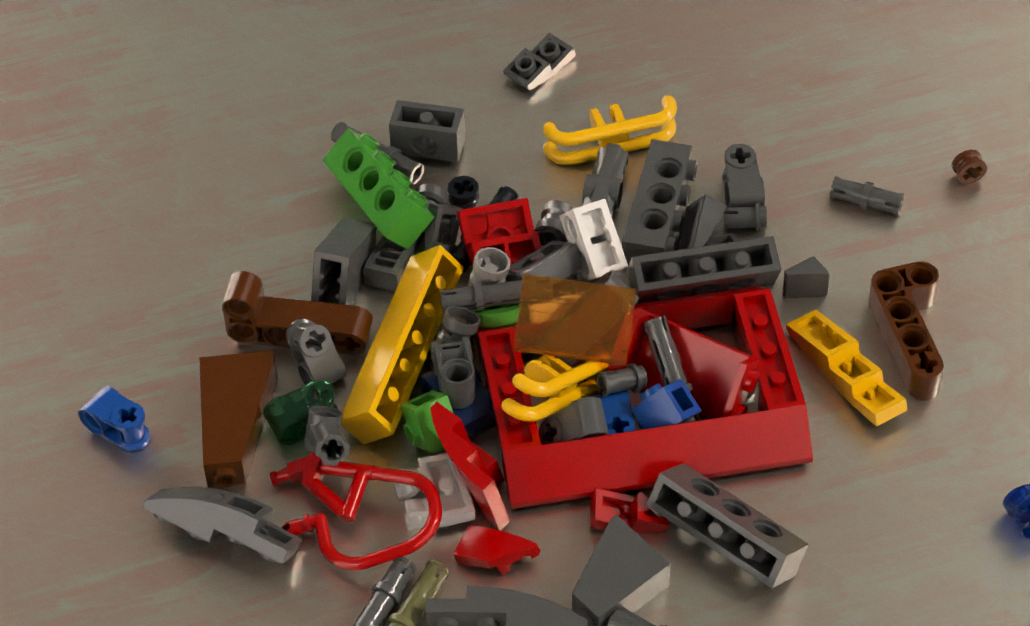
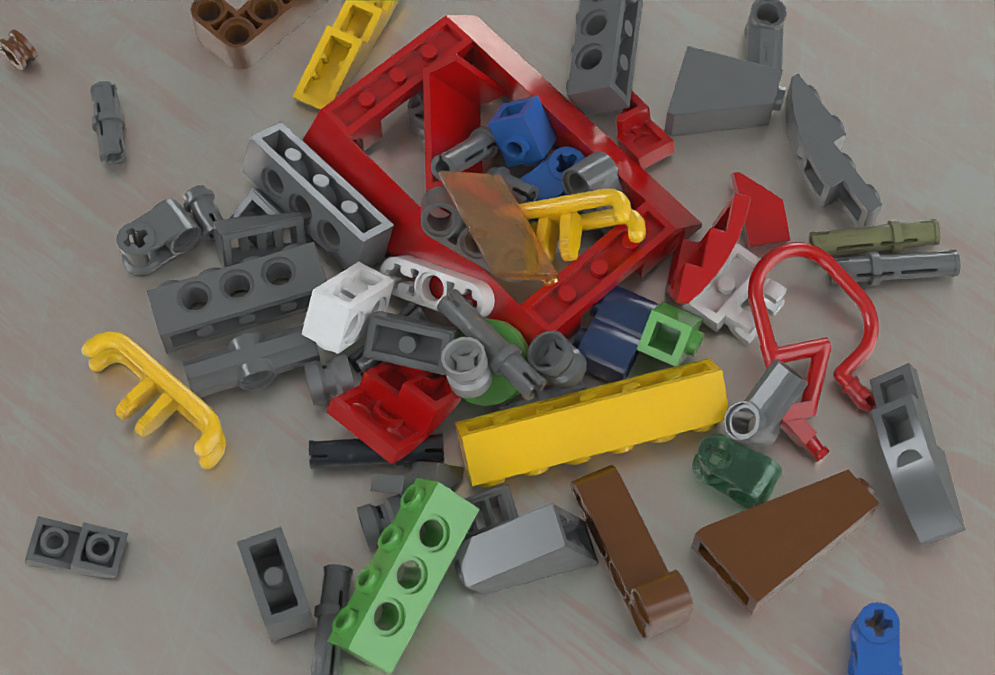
camera: 125 degrees left, 15 degrees up
(319, 356) = (666, 496): dark grey piece -> none
(455, 371) = (606, 331): dark grey piece -> none
(457, 187) = (341, 498): black bush -> none
(806, 280) = (259, 111): dark grey slope -> none

